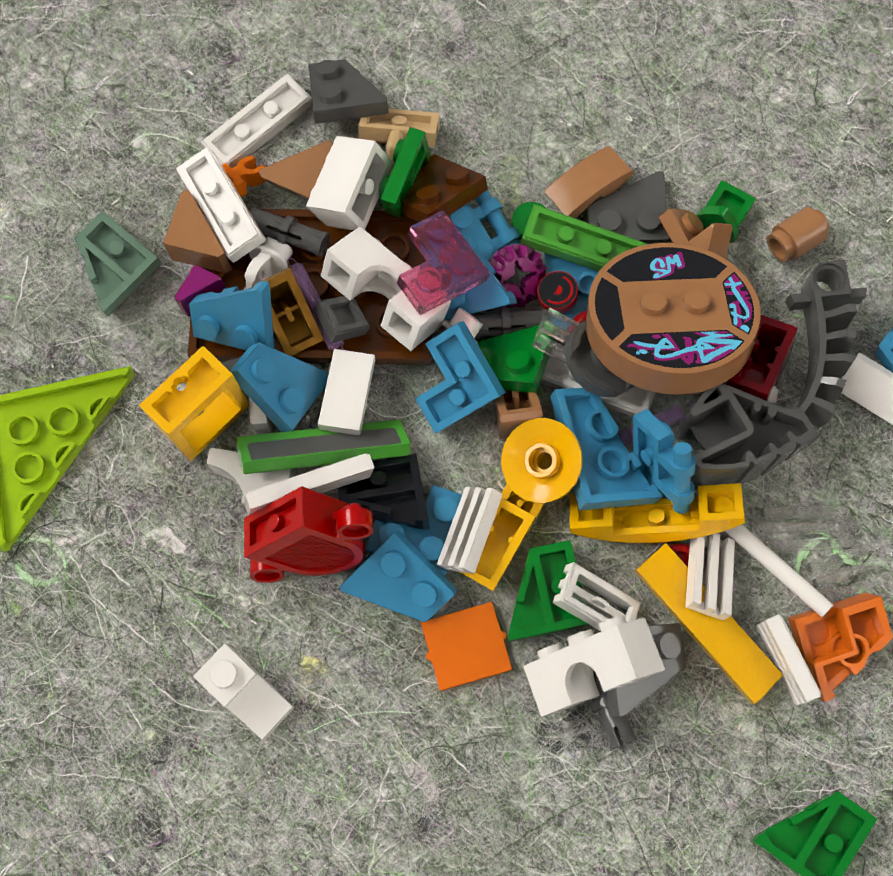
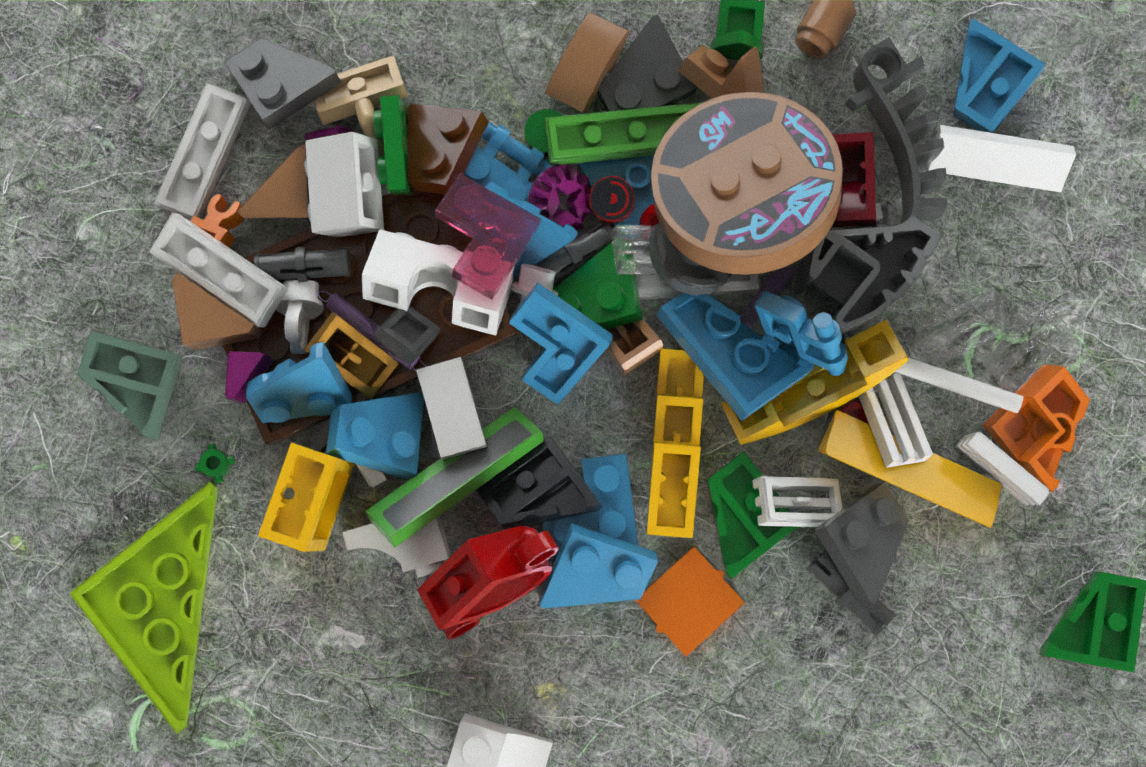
camera: 30 degrees left, 10 degrees up
(142, 354) = (214, 463): none -> green piece
(319, 480) = (464, 525): white tile -> none
(469, 529) = (642, 490): white tile -> none
(523, 460) = (670, 405): yellow dish -> none
(617, 654) = (850, 551): white arch -> none

